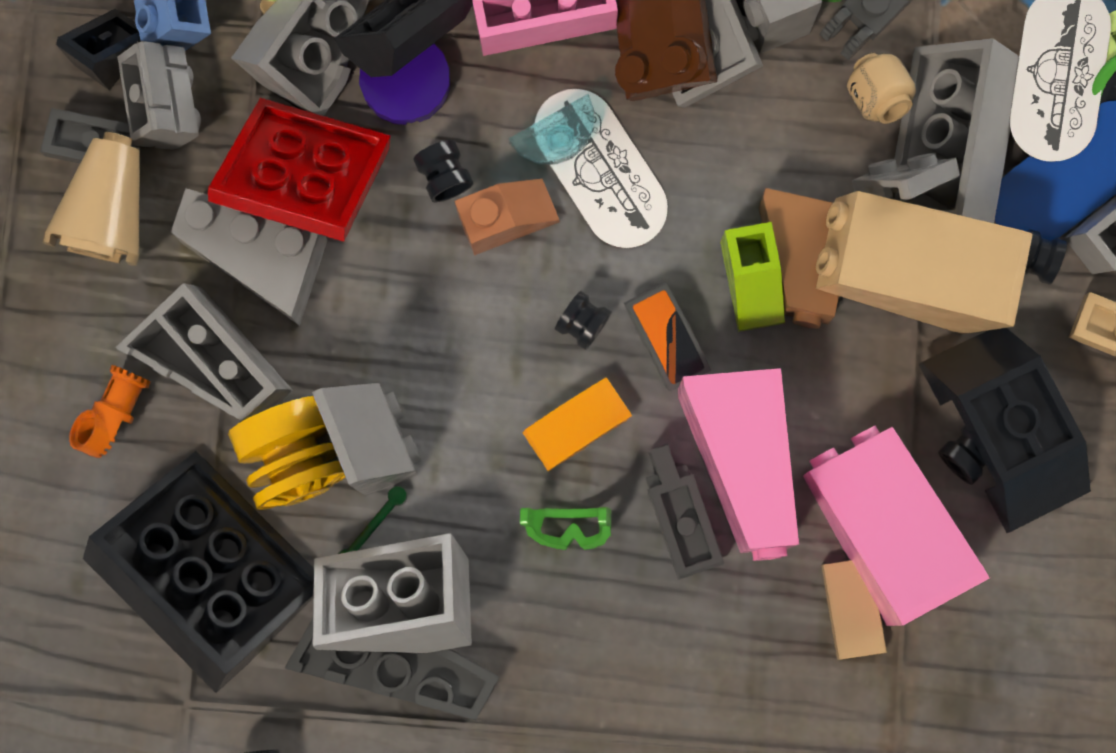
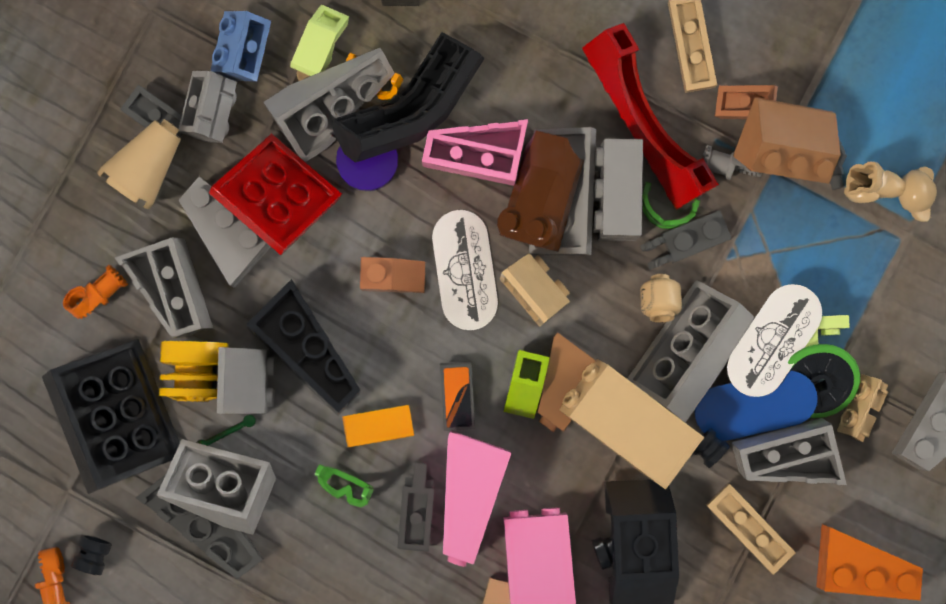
camera: 15 degrees right, 5 degrees up
(98, 43) = (187, 56): black slope -> none
(431, 360) = (301, 344): none -> black wedge
(443, 171) = (364, 231): black wheel -> none
(558, 135) = (446, 240): clear light blue plate -> none
(583, 320) = (409, 363): black wheel -> none
(706, 147) = (534, 288): none -> tan slope
(909, 180) = (645, 366): light grey wing -> none

